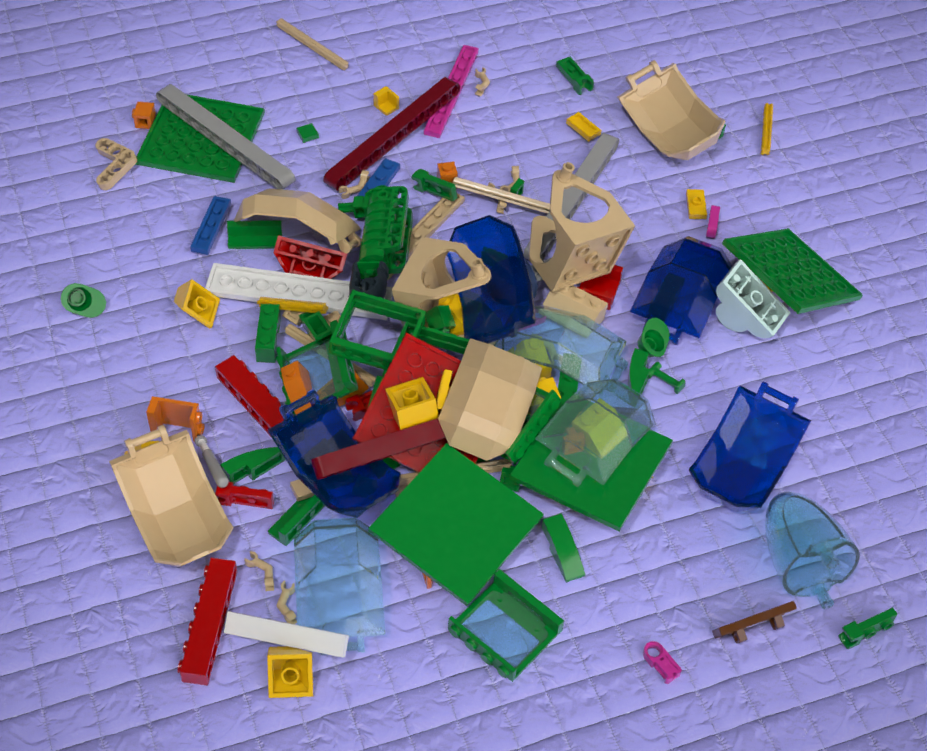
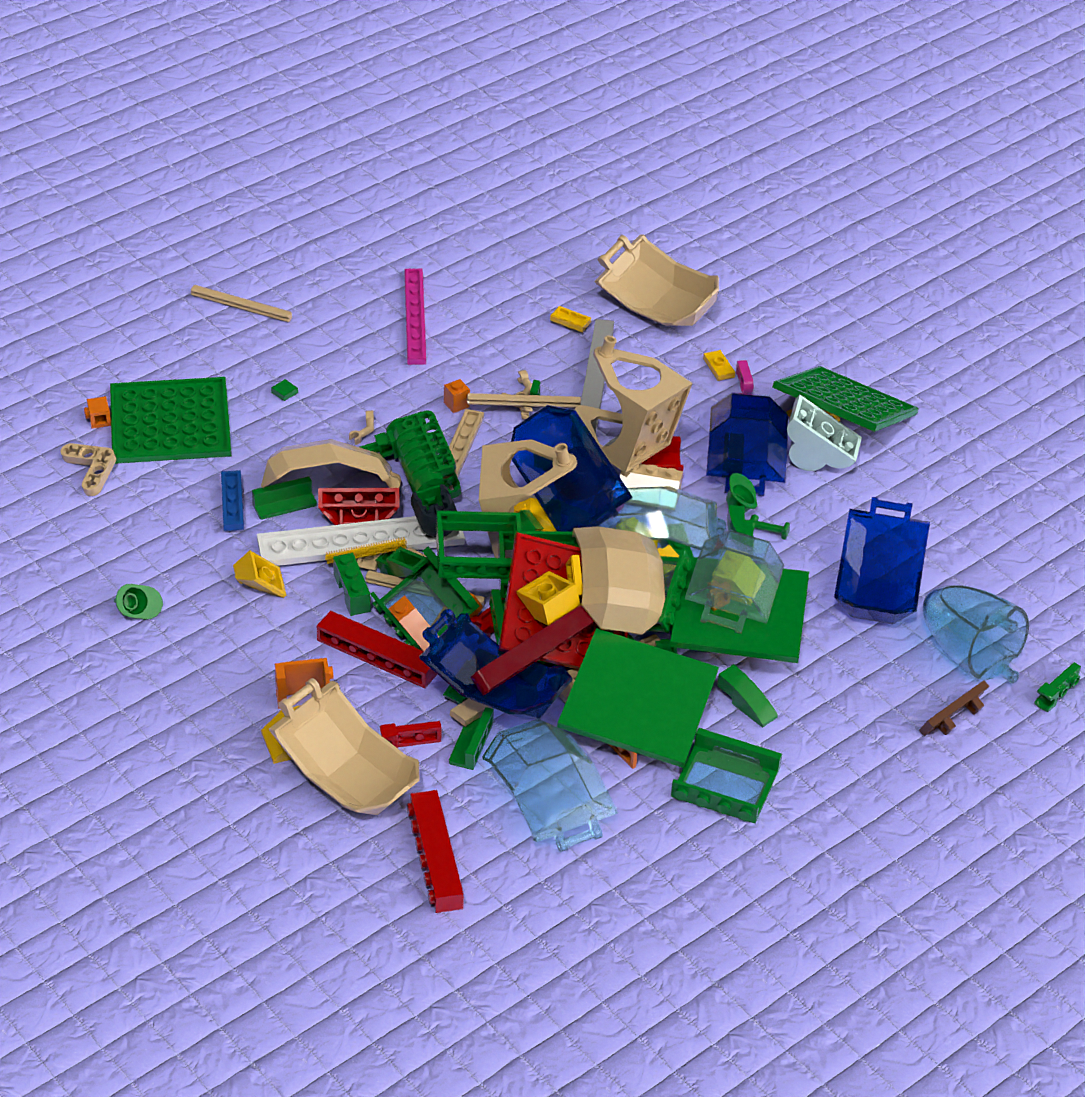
camera: 20 degrees left, 10 degrees down
(213, 465) = (373, 716): light grey piece -> none
(225, 137) = (201, 411): light grey beam -> none
(252, 464) = (402, 704): green slope -> none
(268, 569) = (449, 790): tan arm -> none
(281, 604) = (511, 826): tan arm -> none
(286, 634) = (522, 837): white tile -> none
(289, 672) = (541, 871): yellow slope -> none
(382, 175) = (386, 413): blue plate -> none
(386, 100) = (353, 340): yellow panel -> none
(391, 133) = (377, 369): dark red beam -> none
(434, 185) = (450, 406): green plate -> none
(485, 81) = (447, 299): tan arm -> none
(575, 75) = (537, 272): green plate -> none
(663, 662) = (888, 767): dark pink piece -> none
(767, 129) = (754, 280): yellow axle -> none

